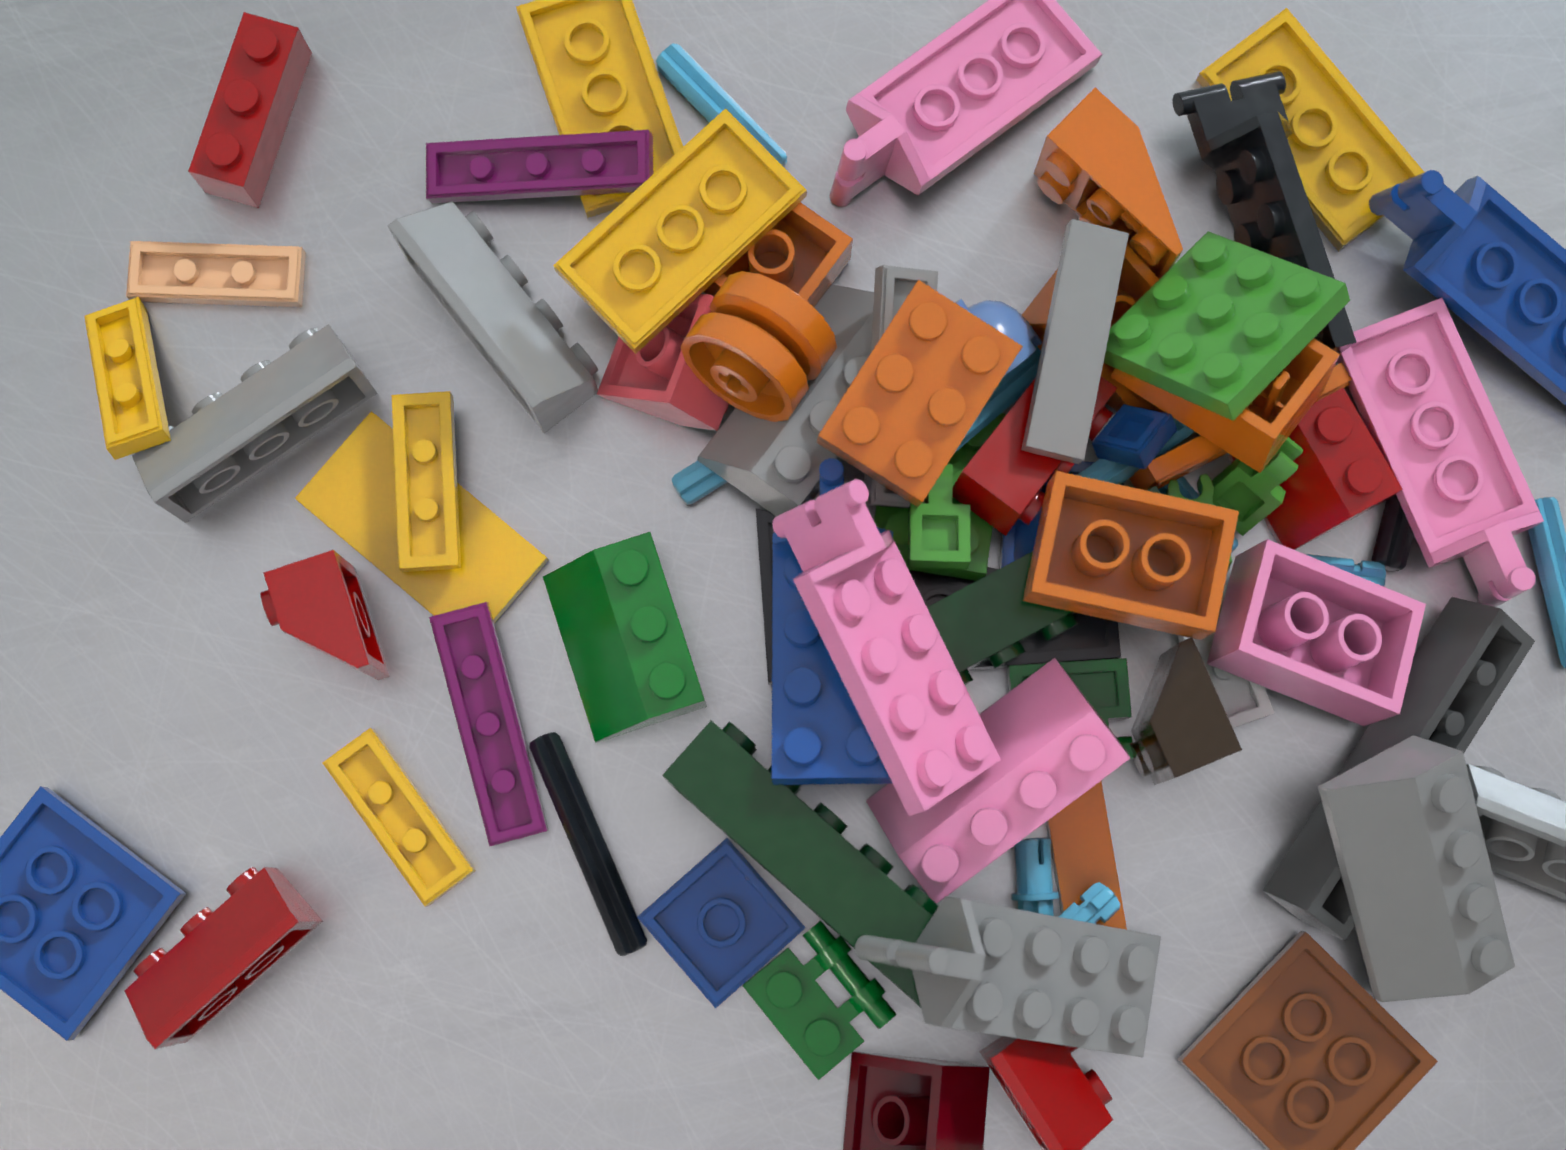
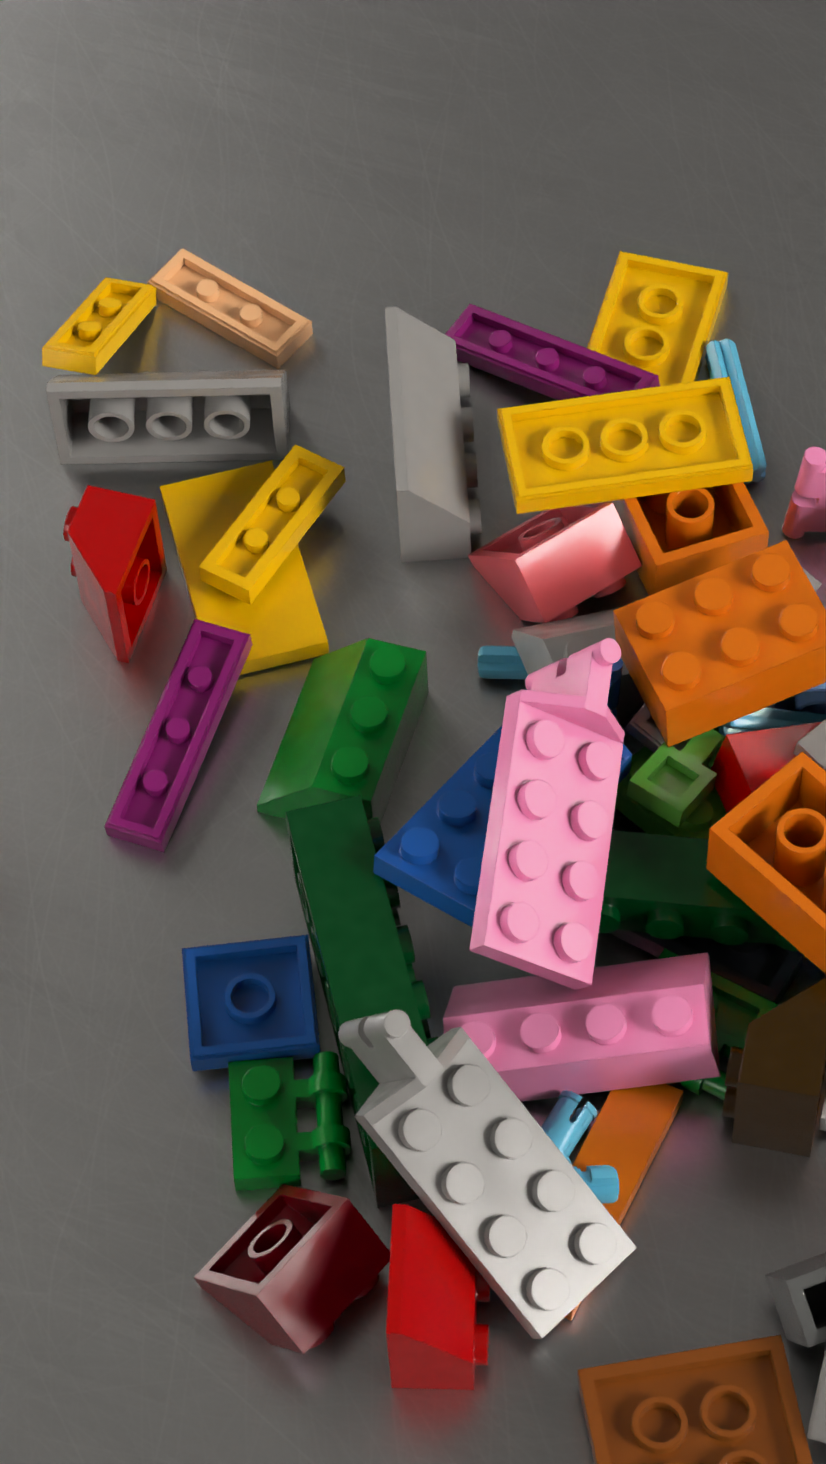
camera: 40 degrees right, 25 degrees down
(250, 110) = (347, 207): red brick -> none
(399, 817) = (49, 766): yellow tile -> none
(588, 844) = (186, 877): black axle -> none
(759, 346) = (619, 546): orange wheel -> none

